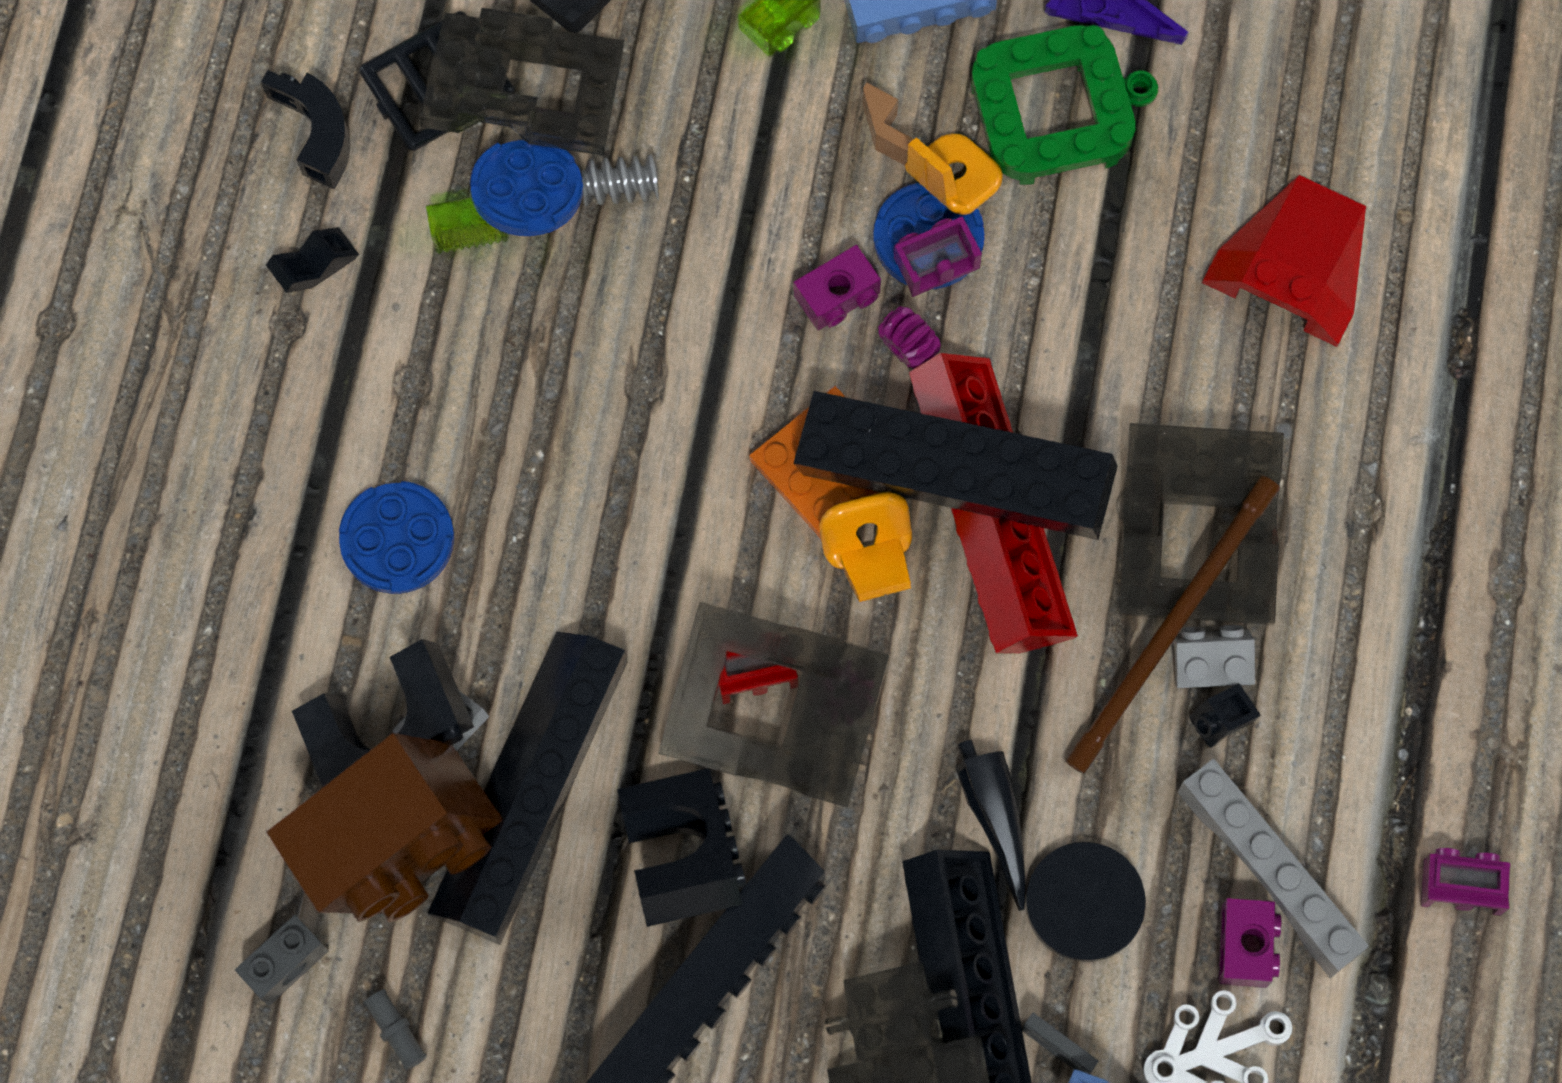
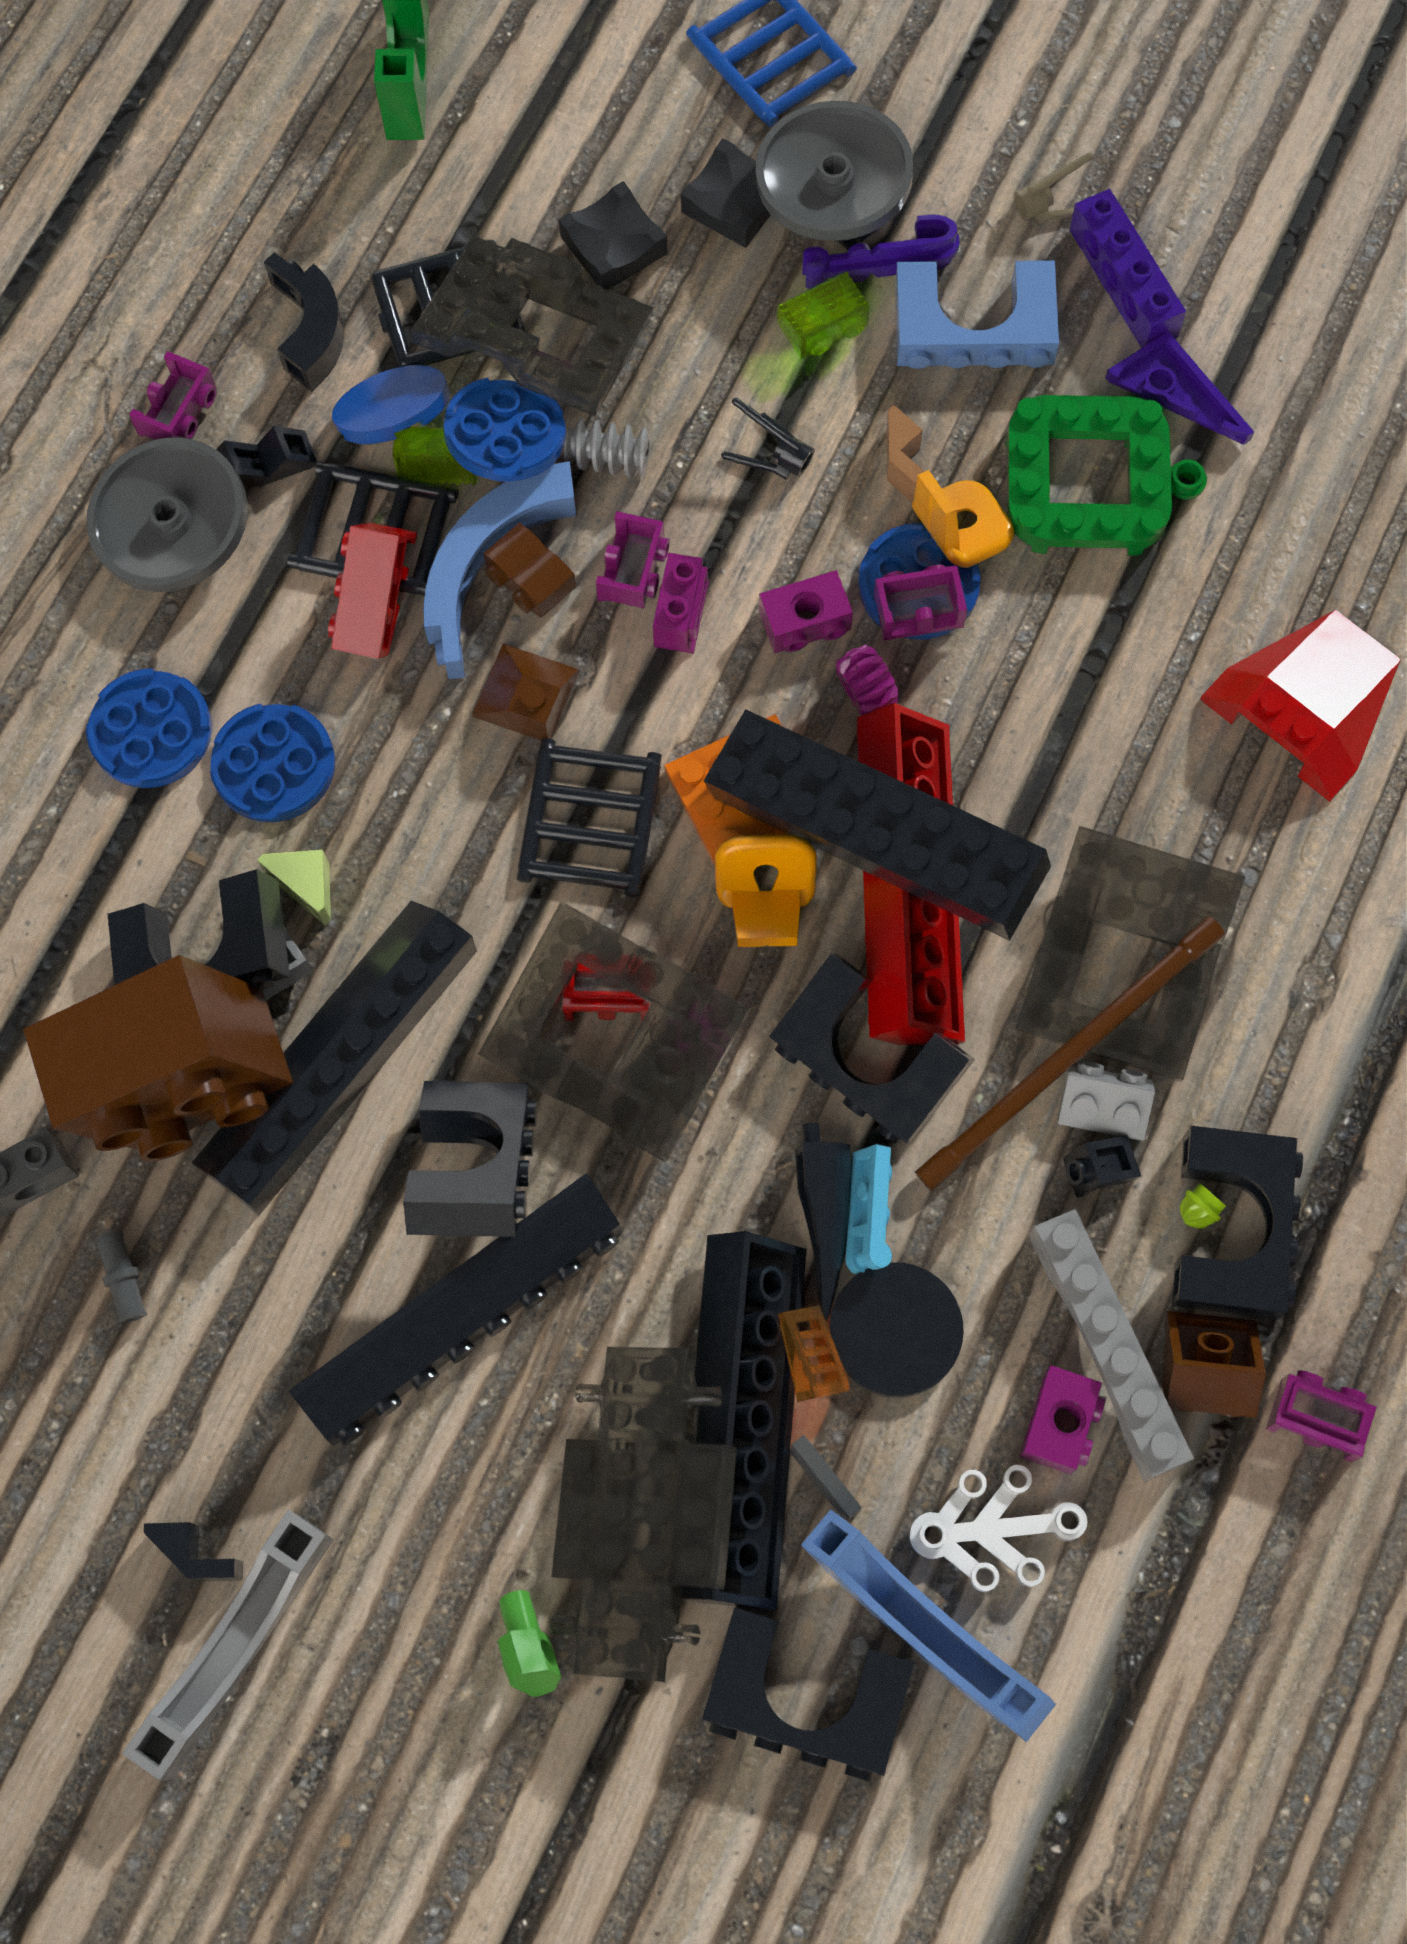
camera: 15 degrees right, 0 degrees up
(215, 229) = (176, 402): none -> magenta window
(239, 335) = (167, 514): none -> dark grey dish
(275, 533) = (149, 728): none -> blue tile
(408, 261) = (366, 481): none -> black bar
(414, 186) = (390, 403): none -> blue tile
(444, 360) = (369, 589): none -> wedge
(456, 636) = (303, 877): none -> yellowish green slope
(523, 290) = (461, 554): none -> medium blue arch
(580, 308) = (529, 571): none -> reddish brown brick
(606, 420) = (525, 693): none -> reddish brown slope
(670, 277) = (633, 561): none -> magenta window
(724, 306) = (680, 603): none -> magenta window
(743, 530) = (636, 843): none -> black bar
(785, 146) = (791, 452): none -> black plant
(945, 666) = (811, 1035): none -> black arch
(1016, 958) = (829, 1363): none -> clear orange slope
(1035, 804) = (869, 1210): none -> medium azure plate
(1318, 730) = (1200, 1207): none -> lime plate
(1363, 862) = (1212, 1364): none -> reddish brown slope
(1366, 684) = (1267, 1171): none -> black arch

